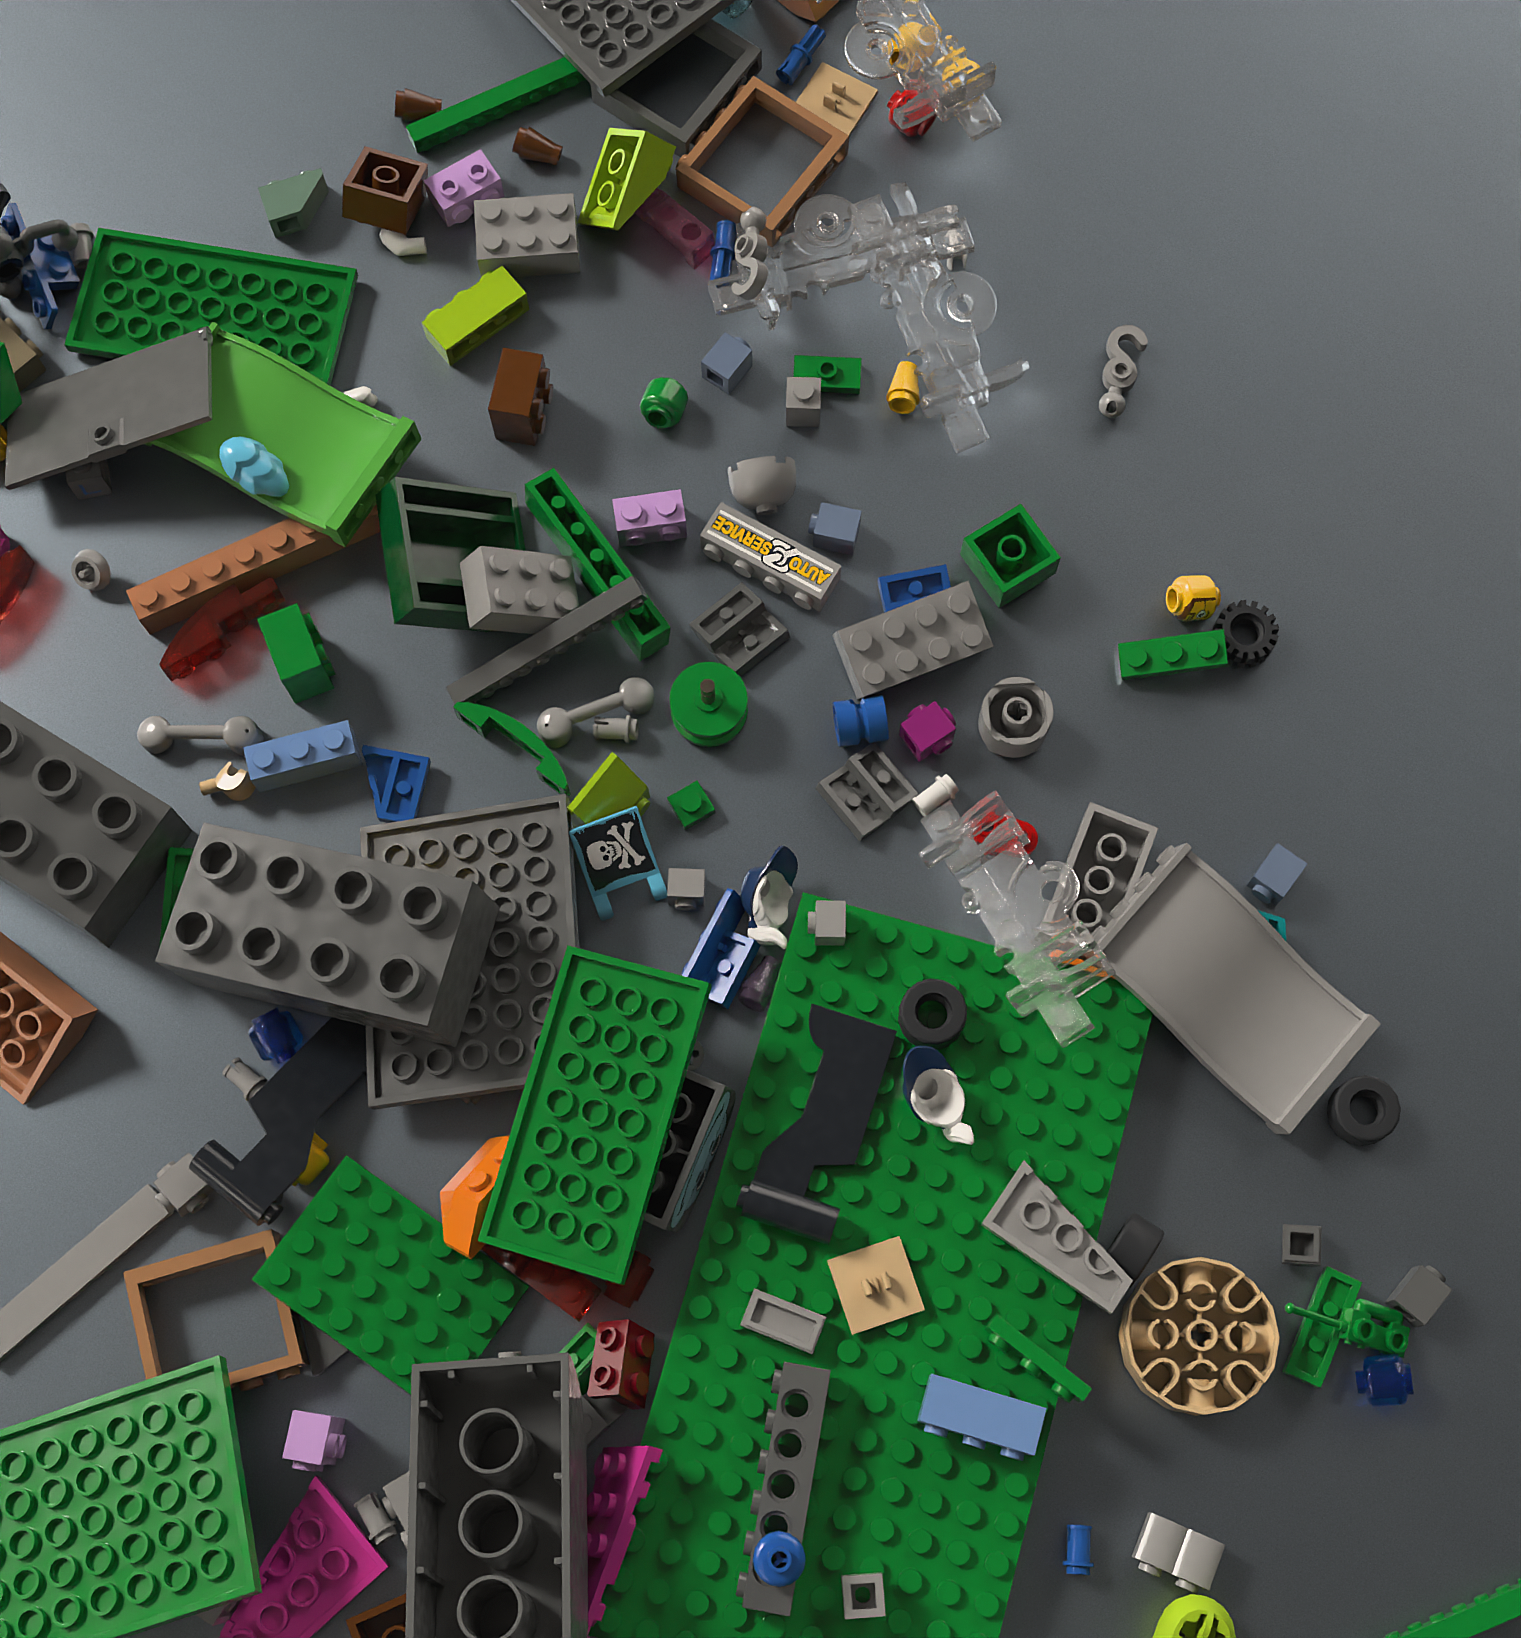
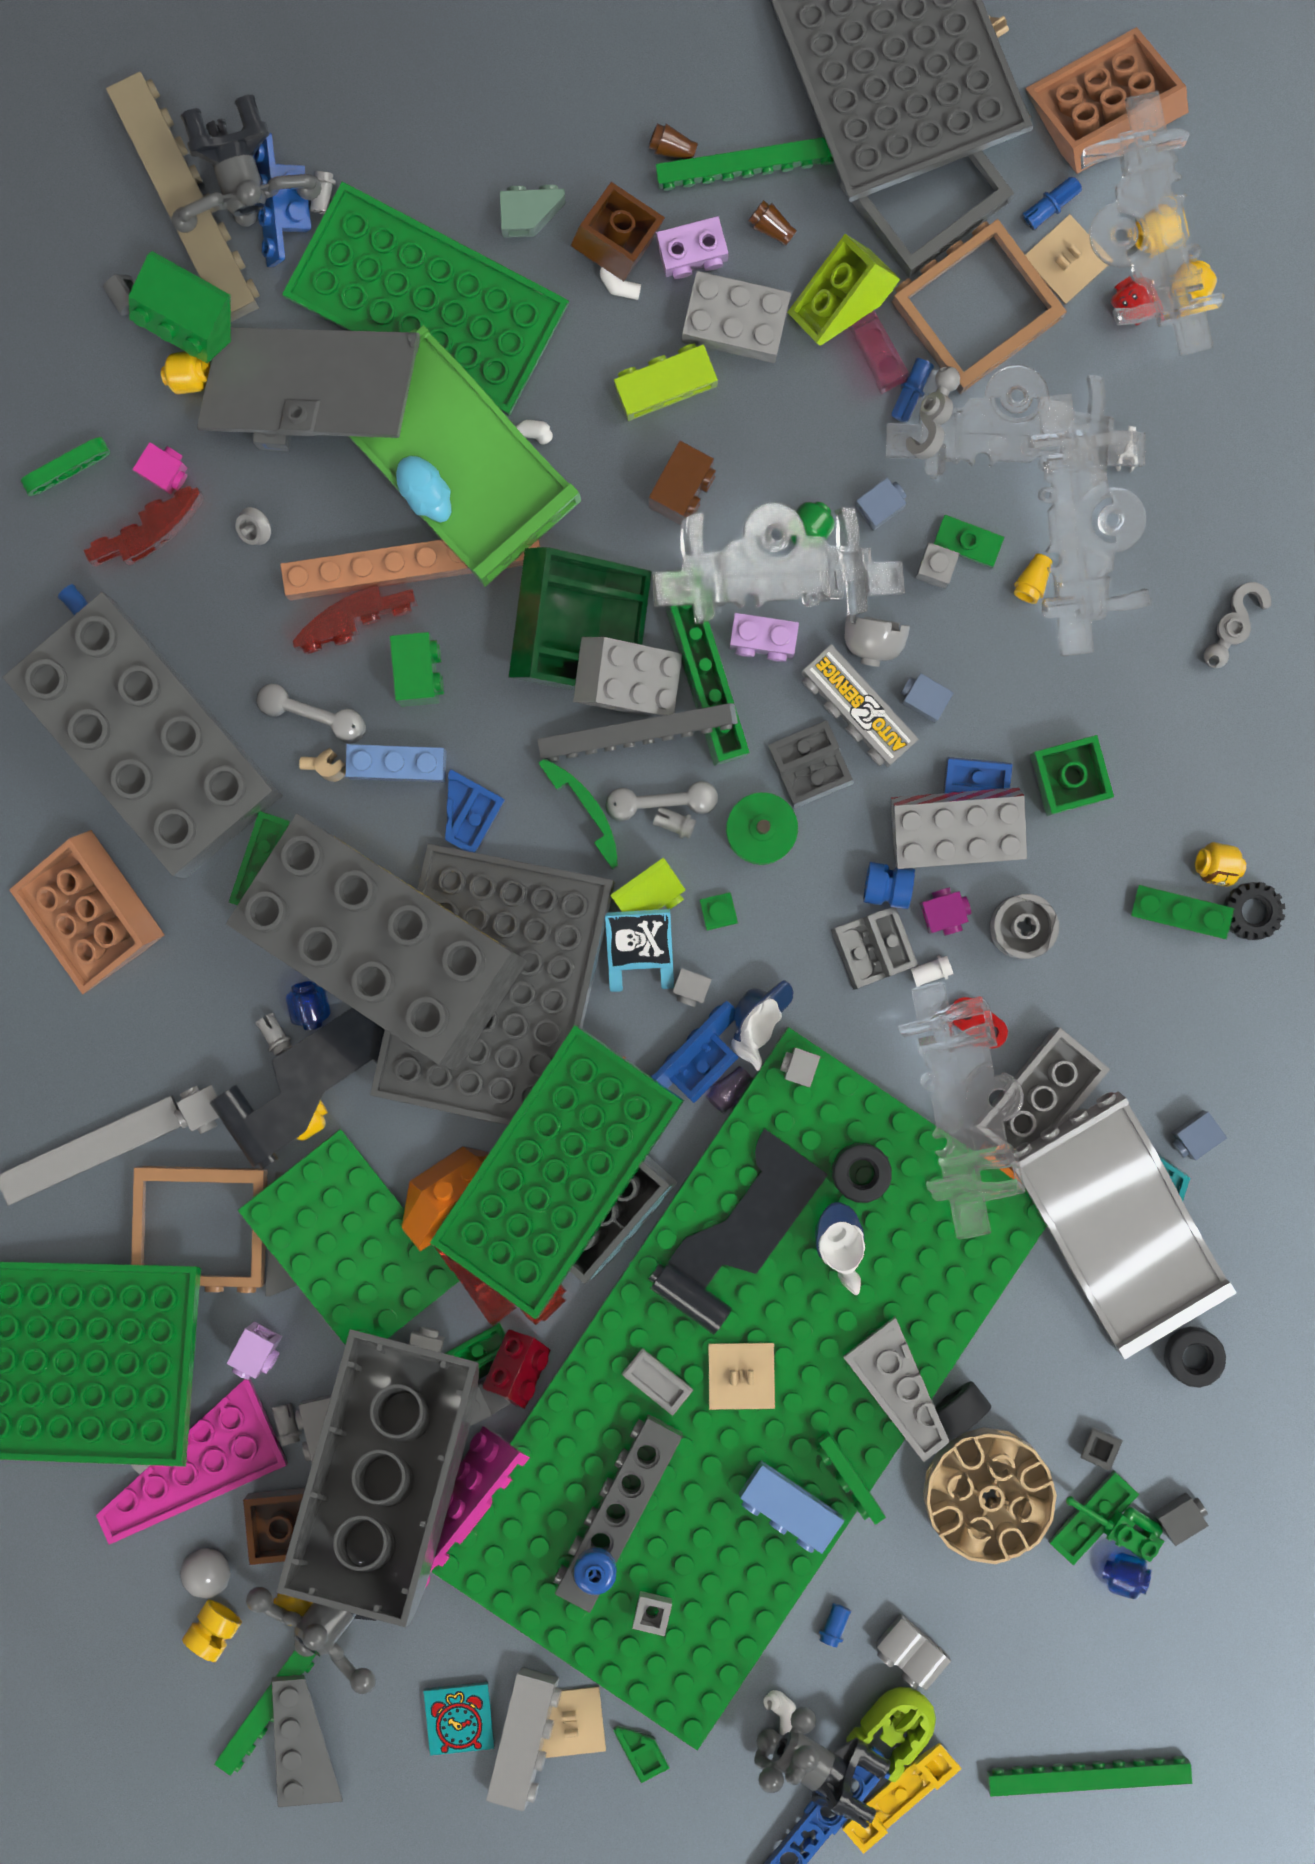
camera: 15 degrees right, 15 degrees up
(613, 445) = (745, 569): none -> clear piece

